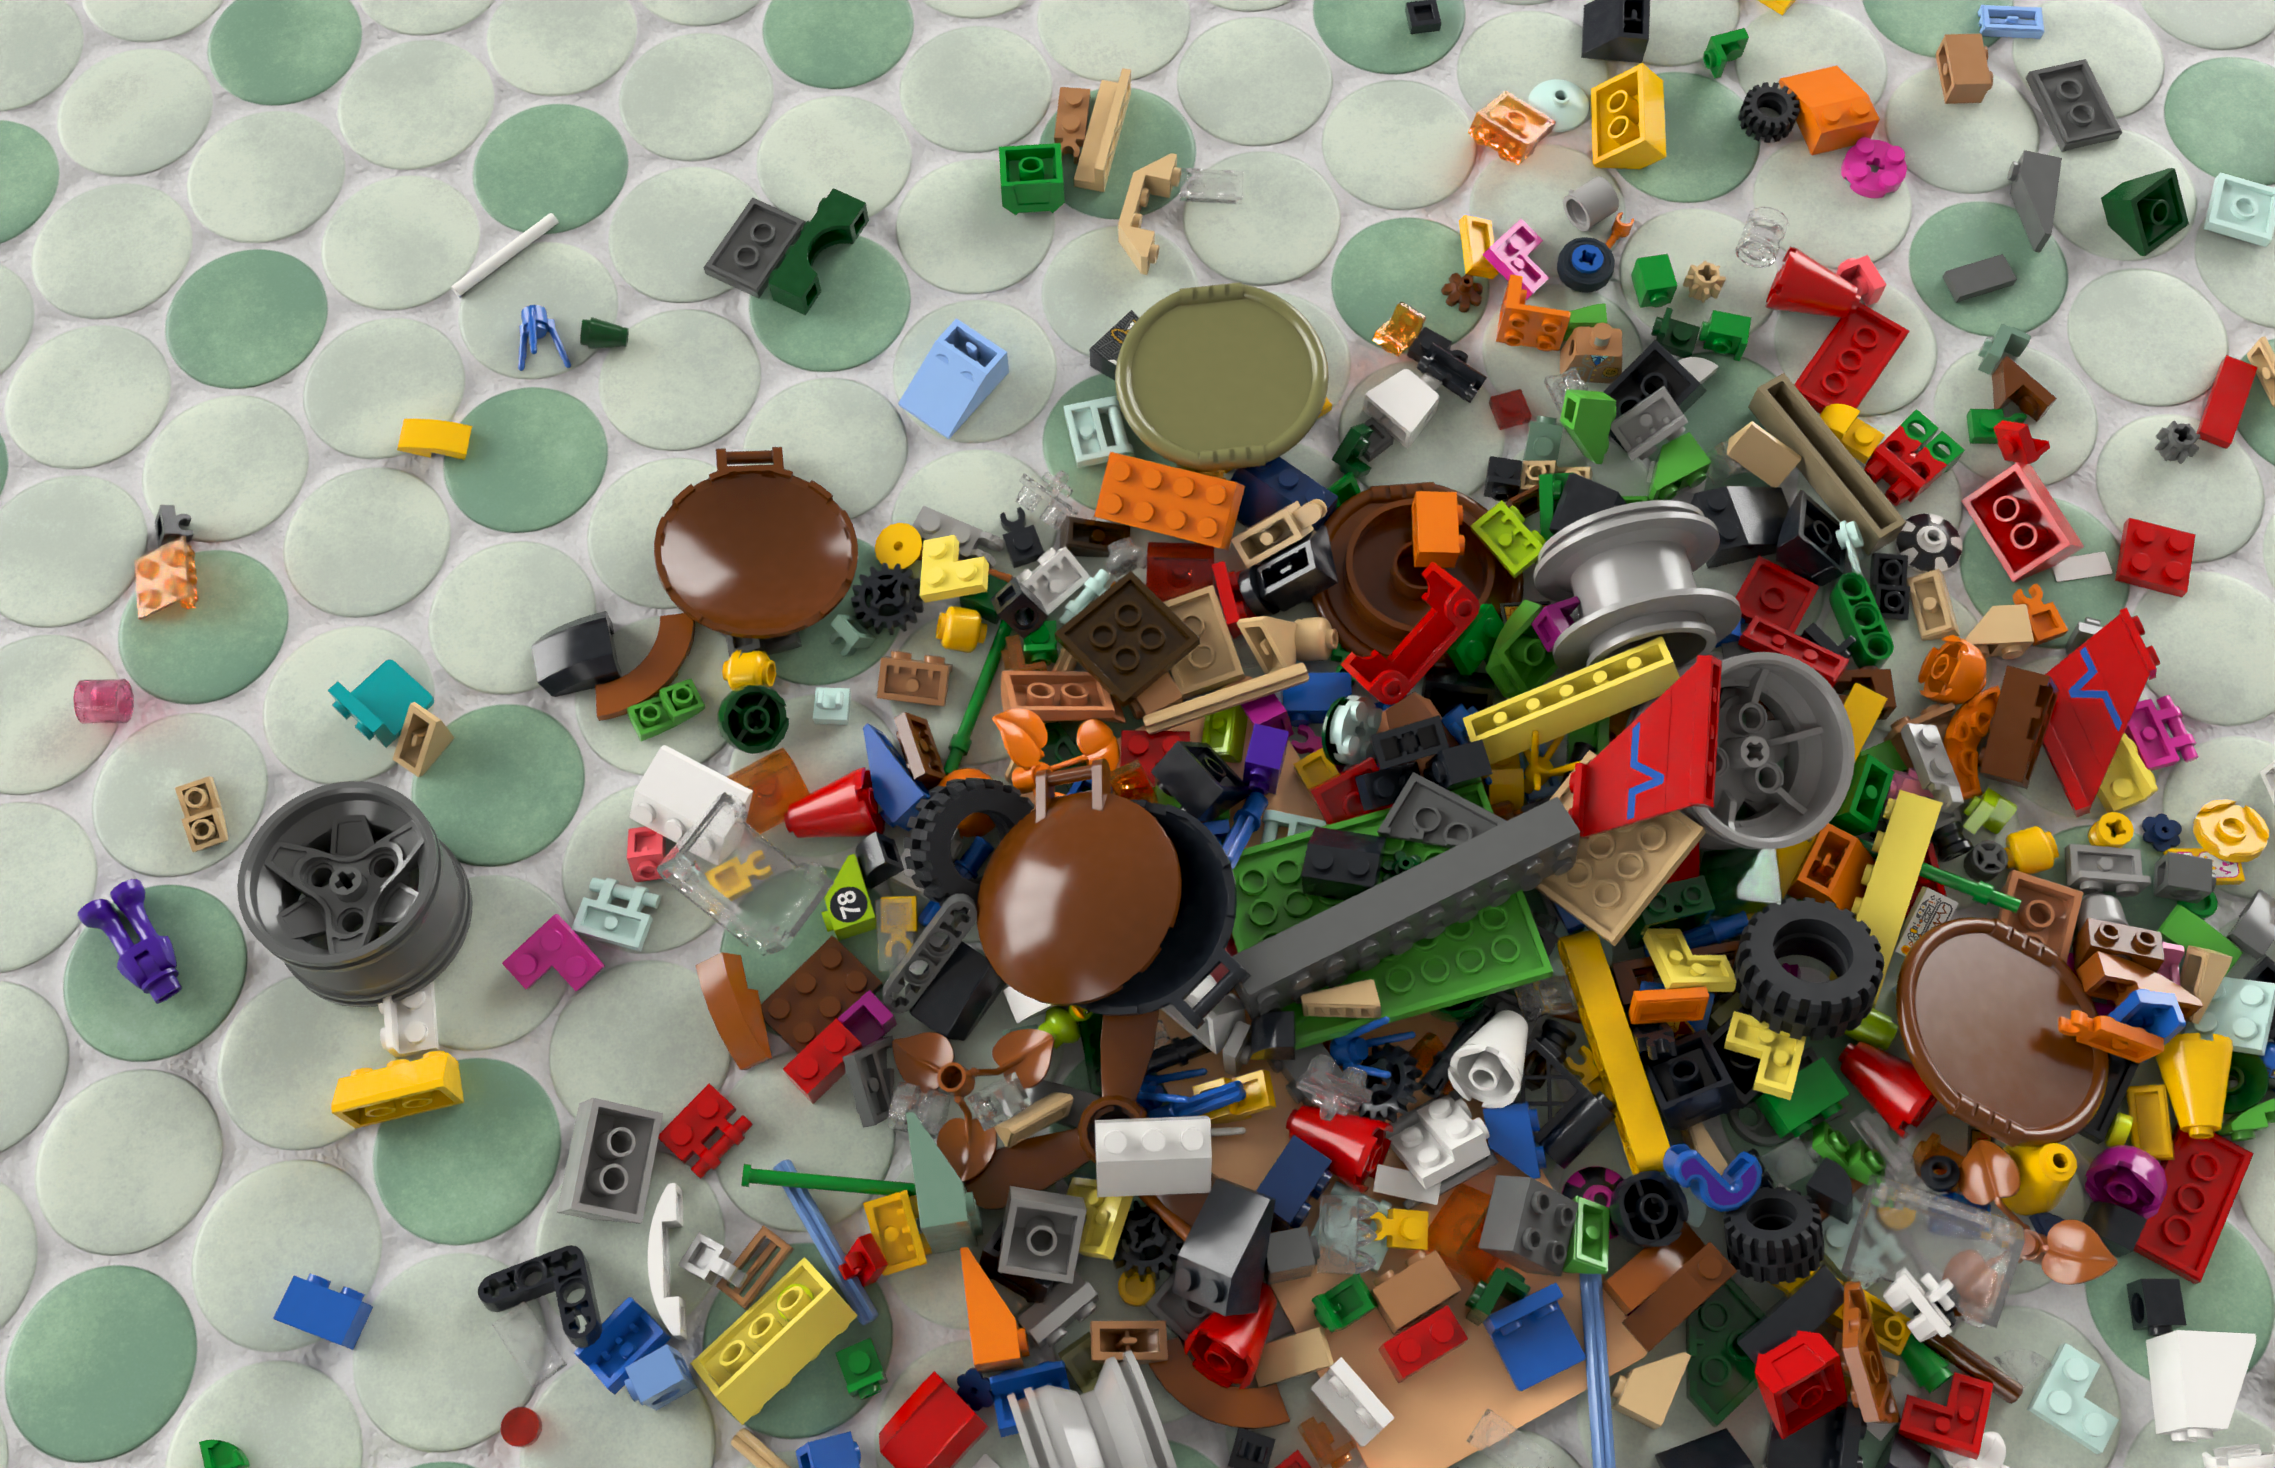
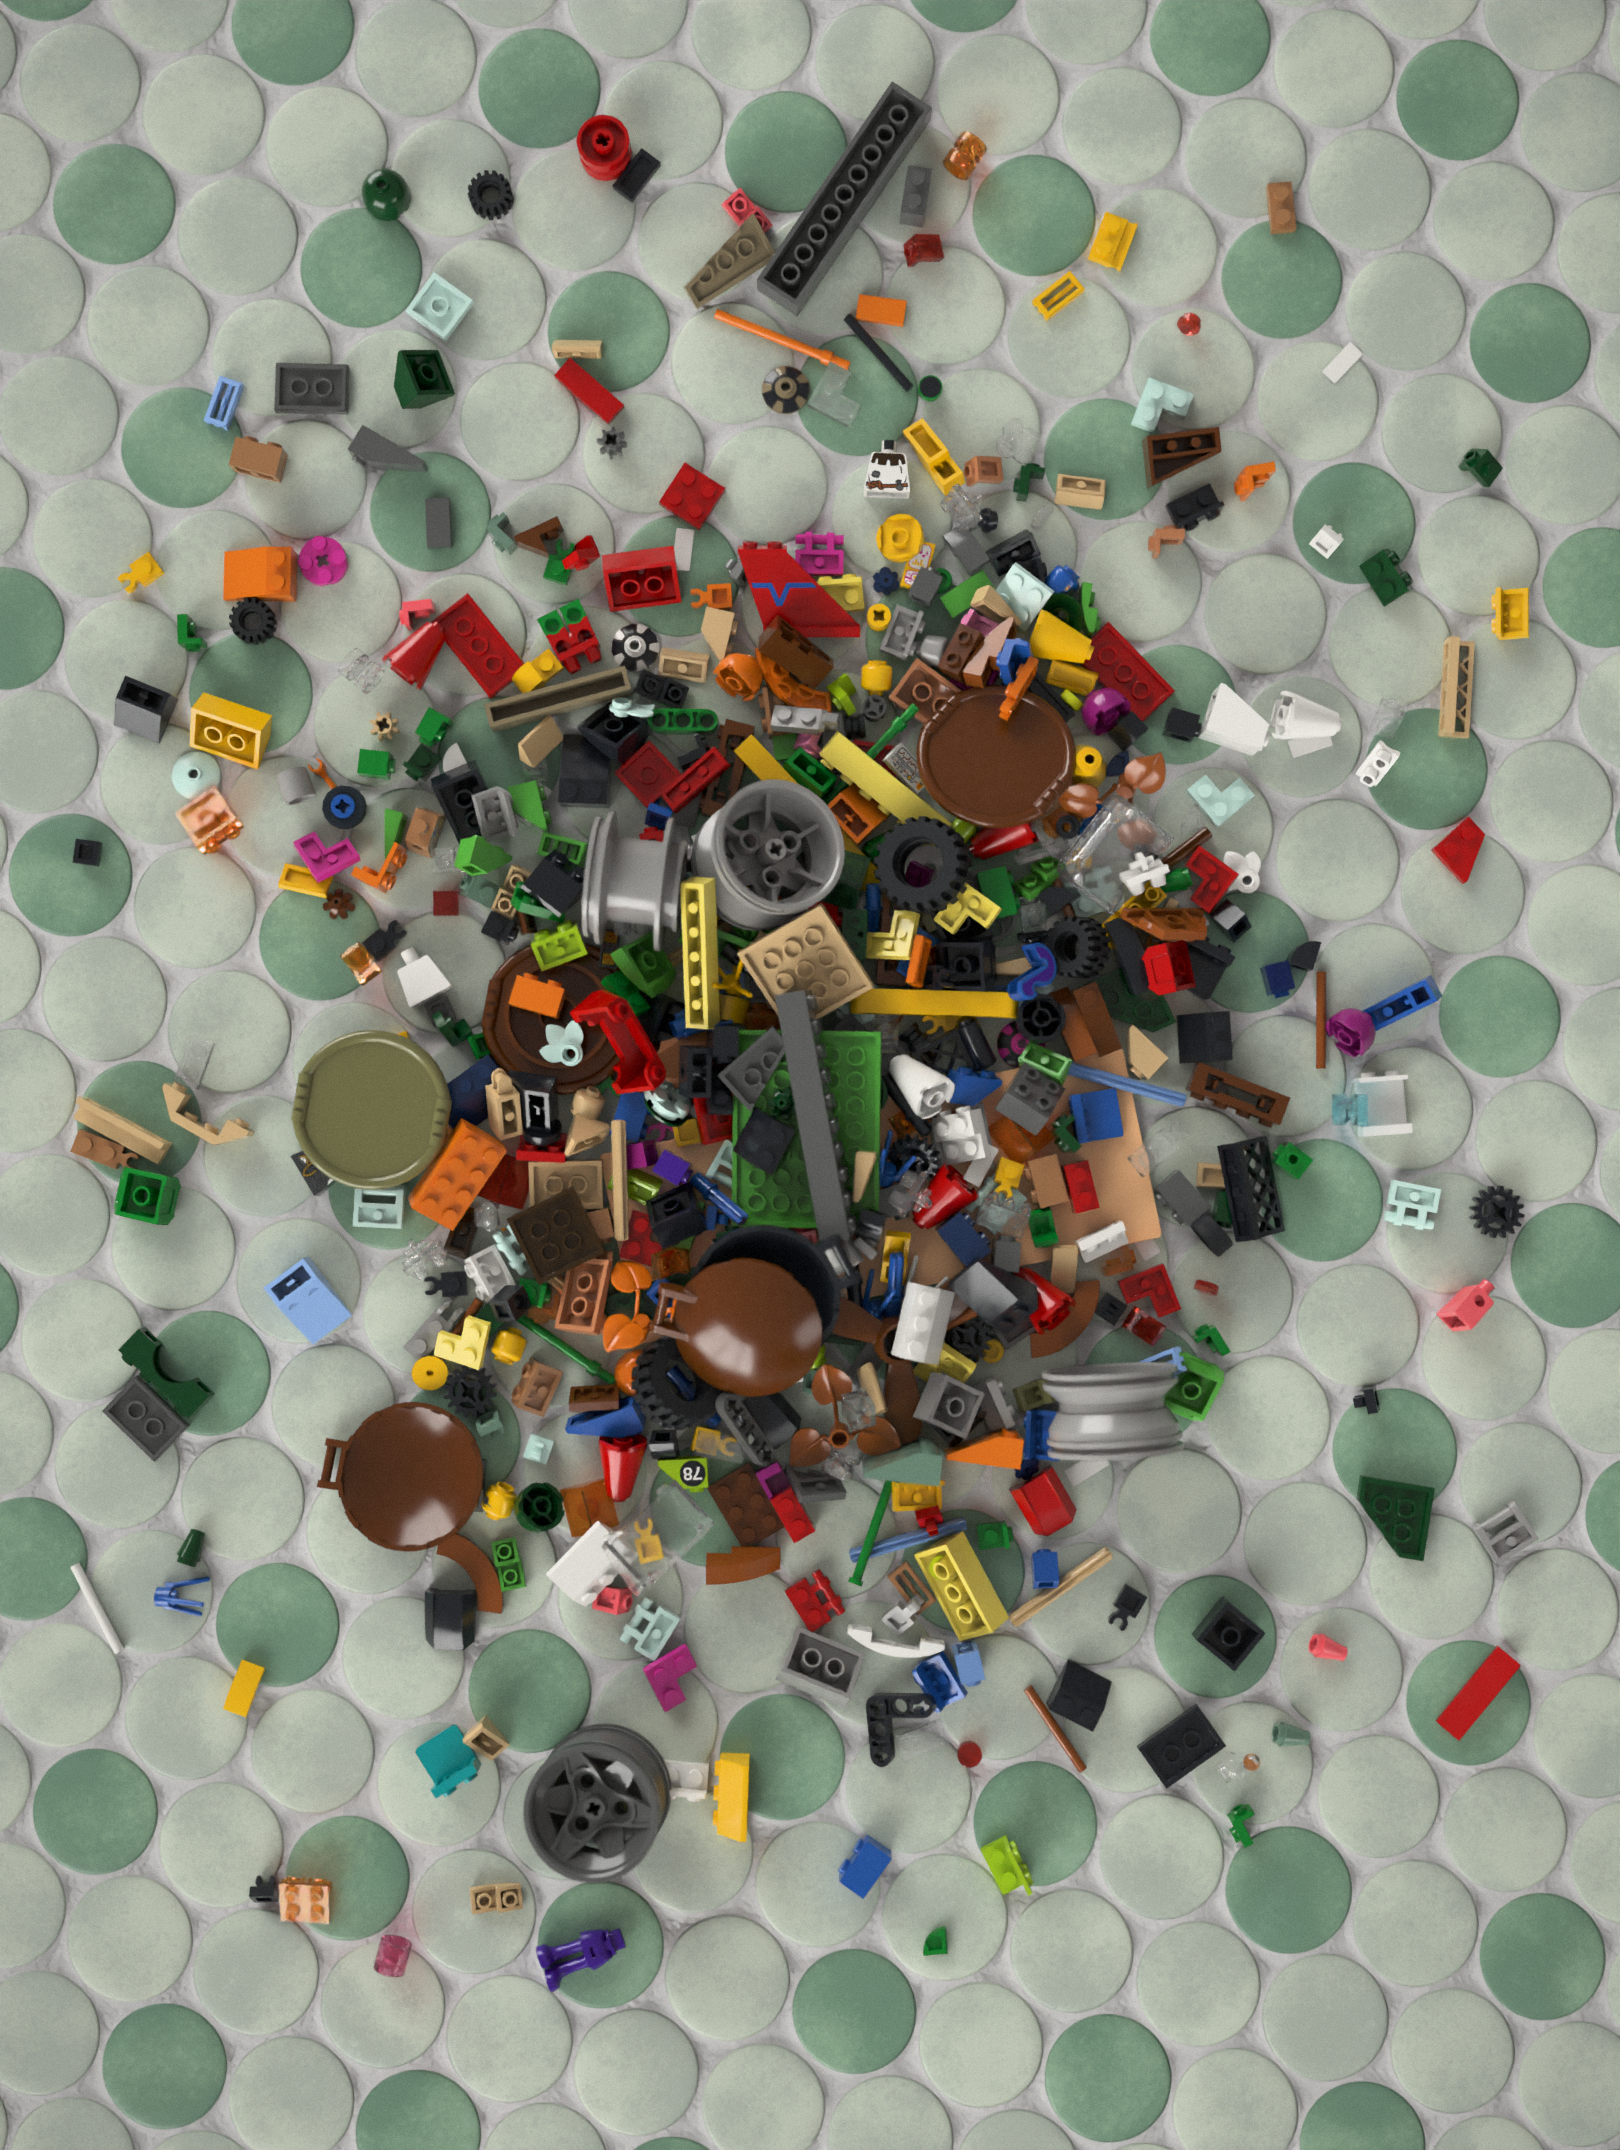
camera: 75 degrees left, 20 degrees up
(1143, 1338) = (1027, 1367): medium nougat slope -> none
(1386, 576) = (562, 1040): none -> light aqua plate
(1452, 372) = (402, 943): black hinge -> none
(1554, 621) = (640, 941): magenta panel -> none
(1658, 761) = (771, 922): red piece -> none

